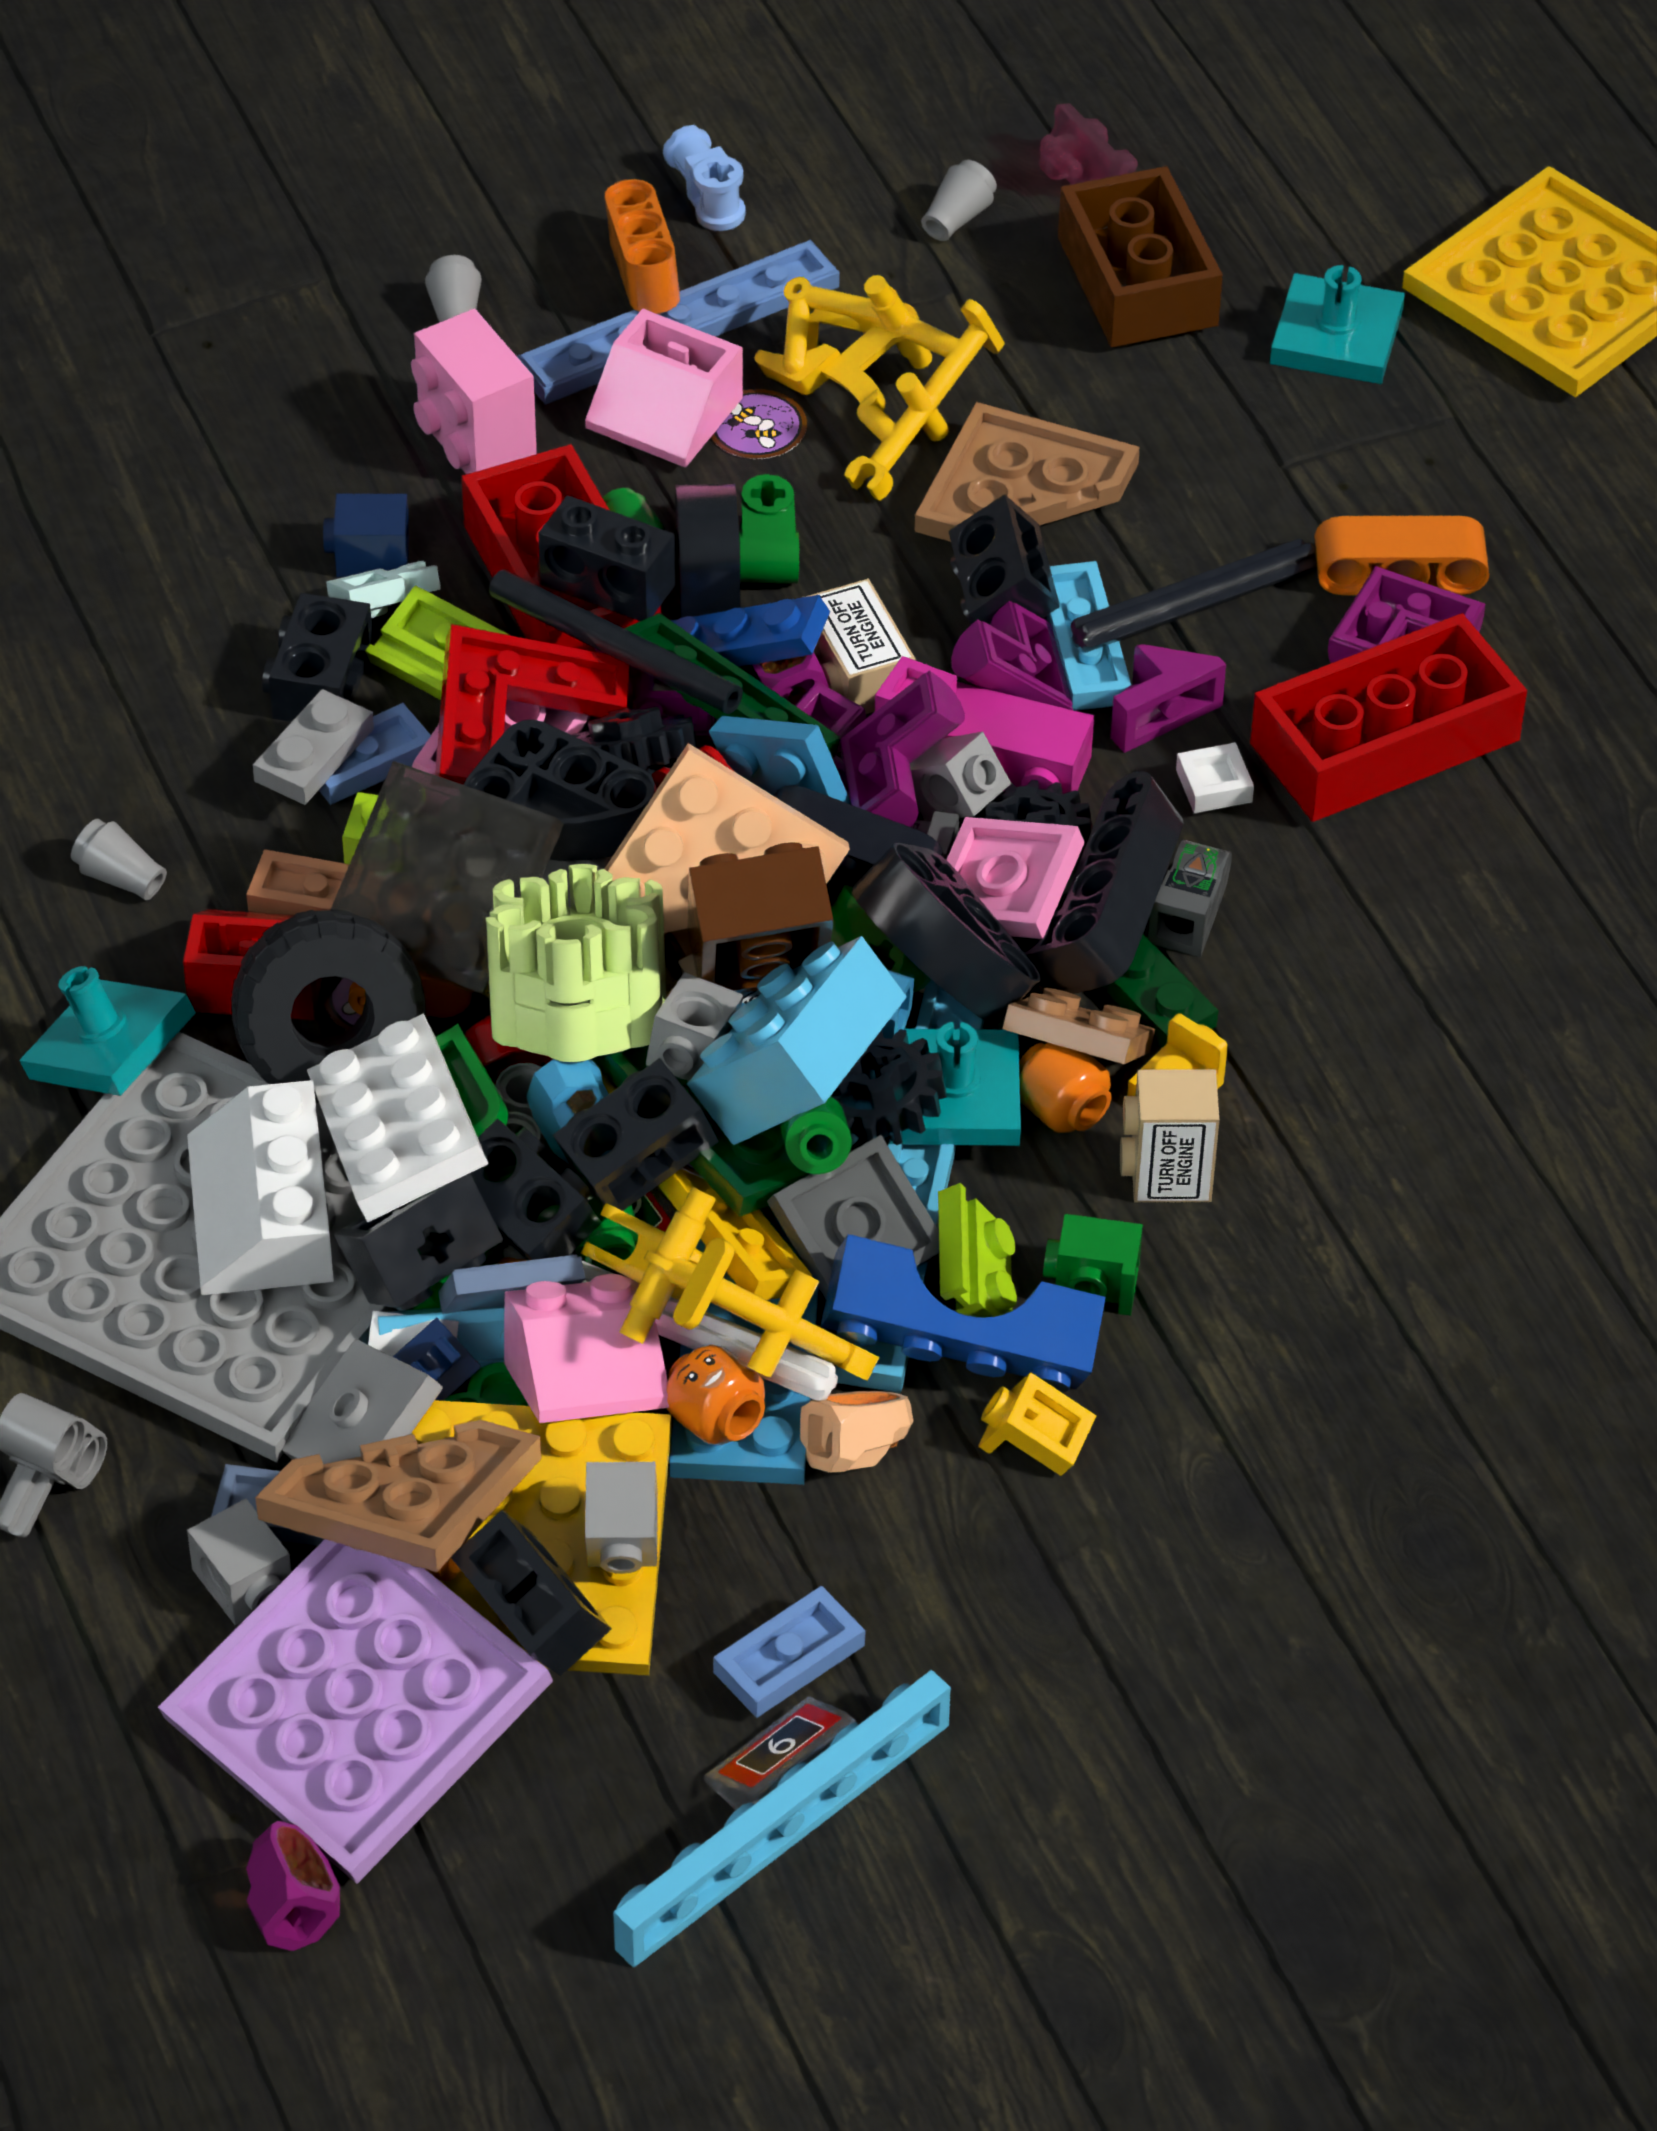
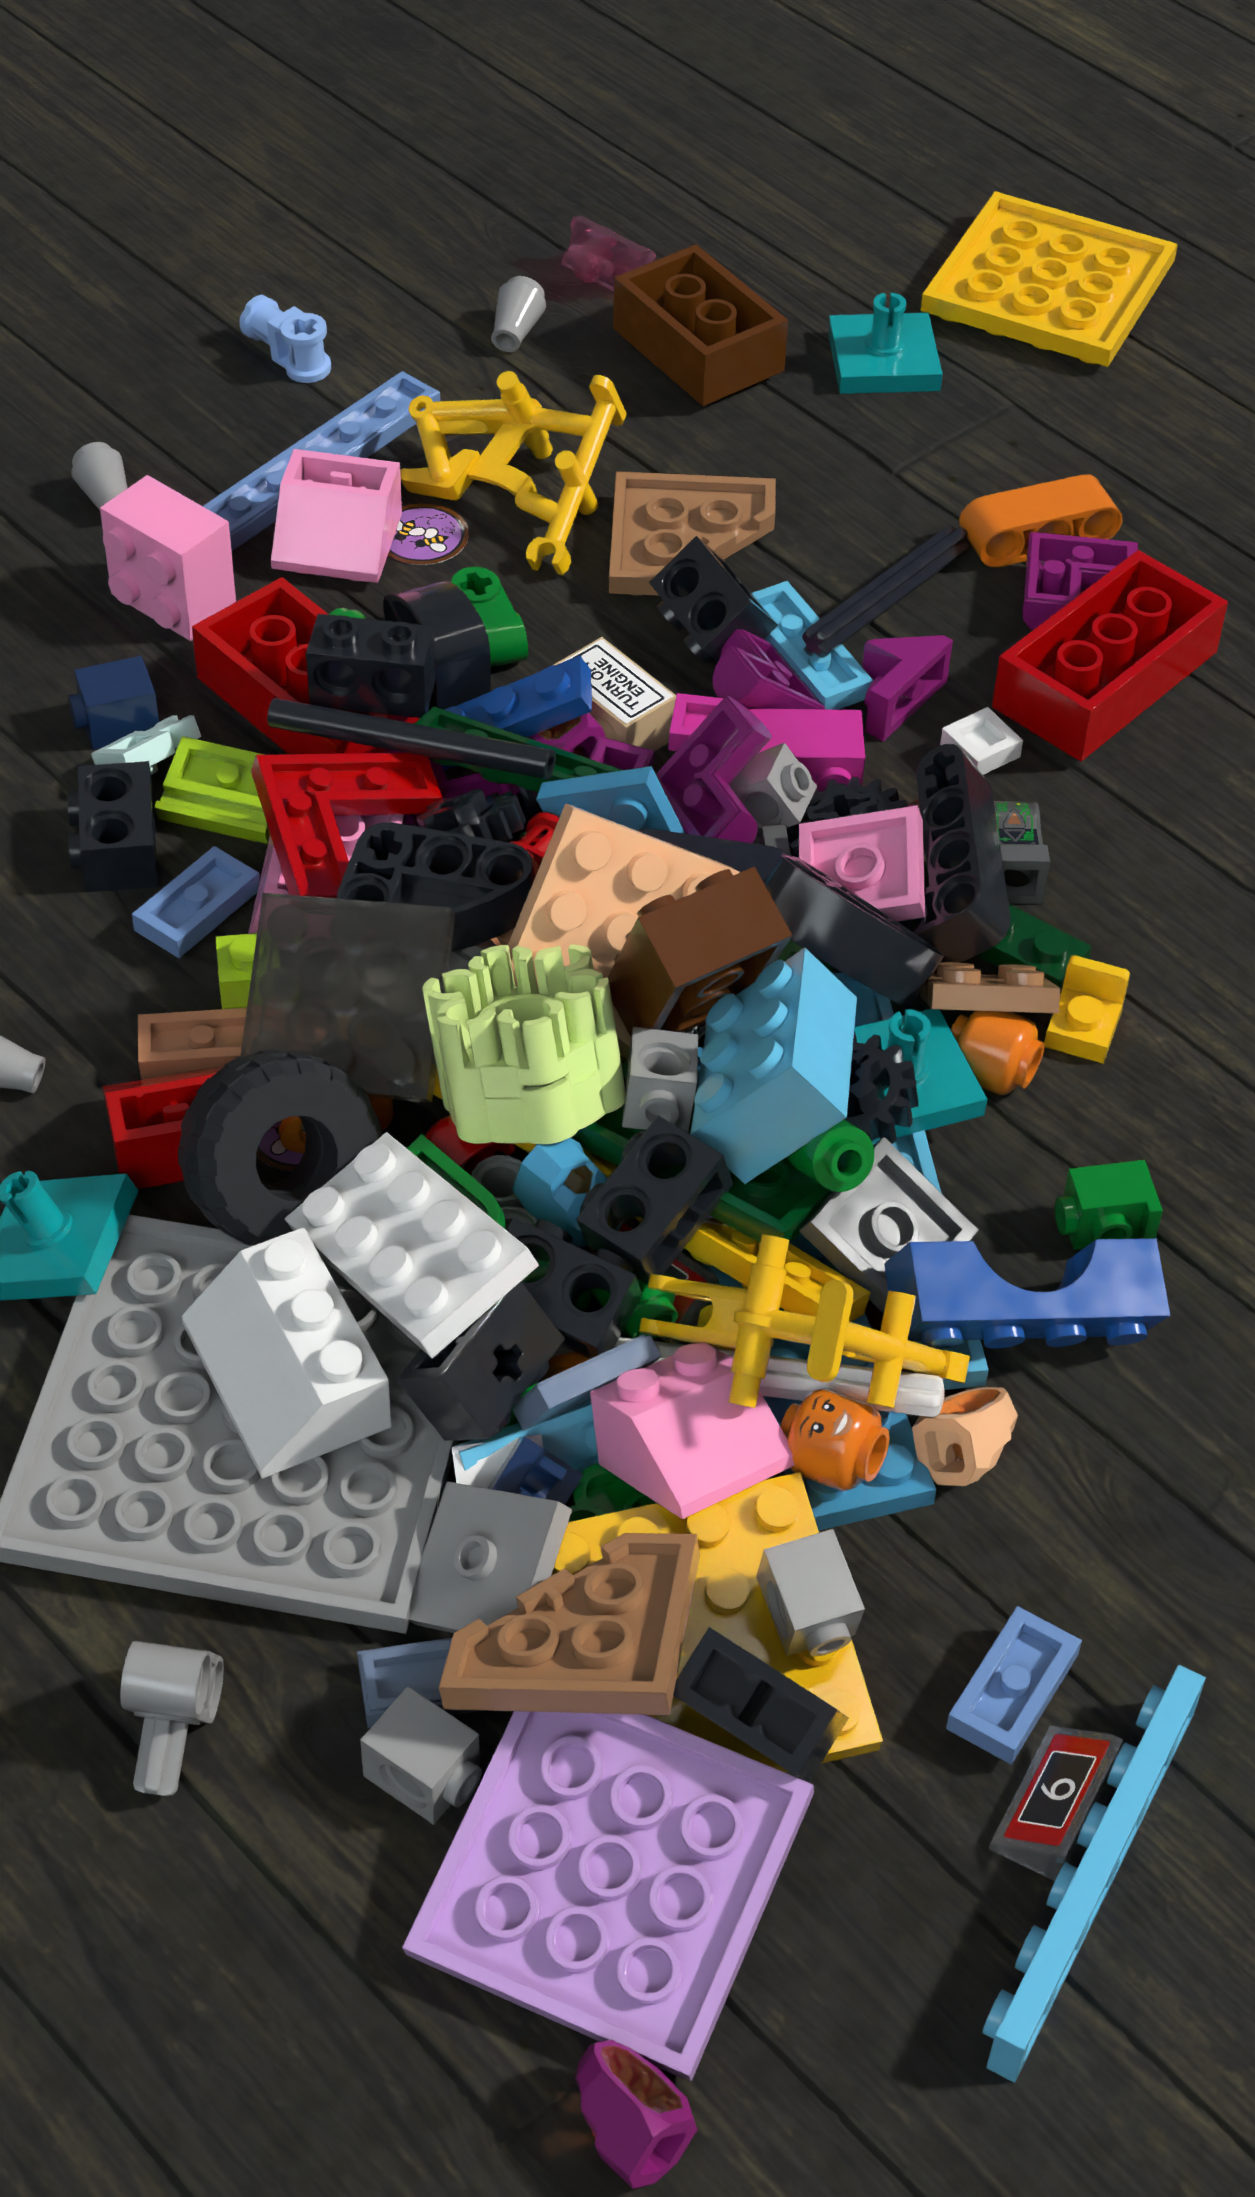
camera: 20 degrees left, 0 degrees up
(313, 746) = (147, 906): light grey plate -> none
(642, 246) = (260, 402): orange beam -> none
(974, 1256) = (999, 1226): lime plate -> none
(1037, 1422) = (1132, 1377): yellow bracket -> none
(1172, 1135) = (1129, 1068): brick -> none

